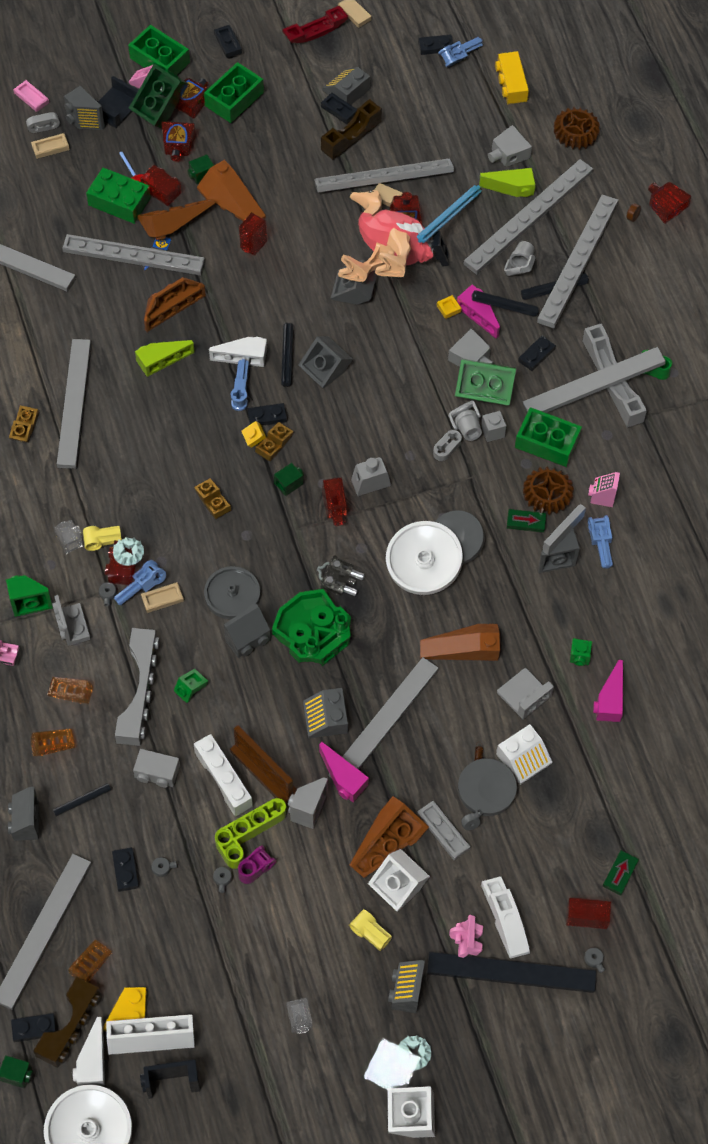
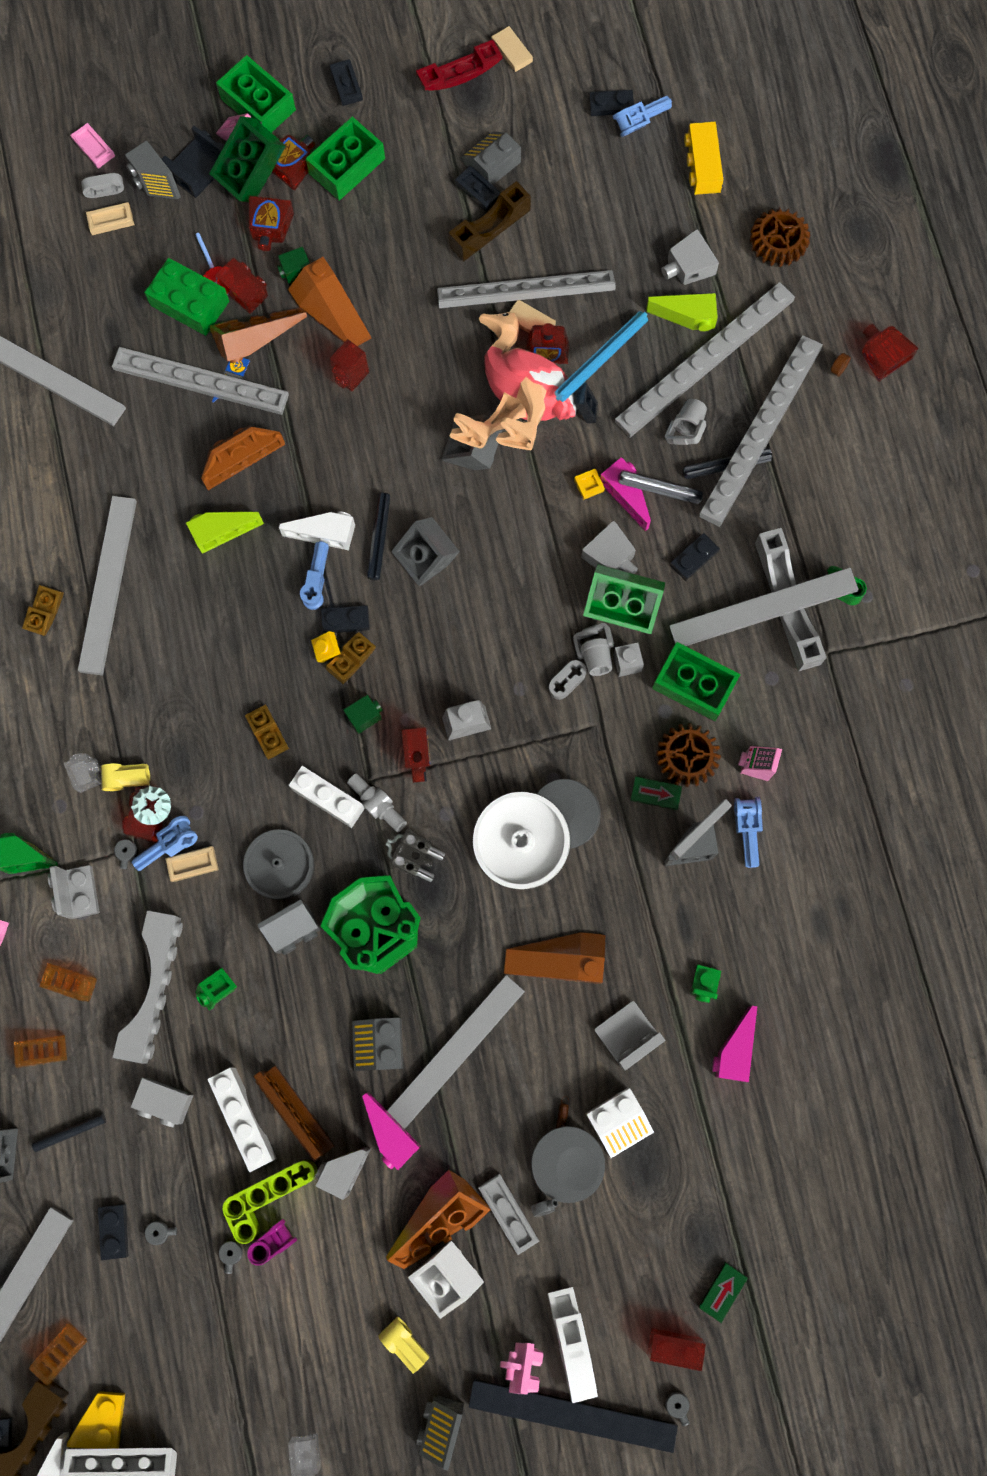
camera: 10 degrees right, 15 degrees up
(266, 539) = (326, 796): none -> white brick
(306, 541) = (377, 802): none -> light grey pin

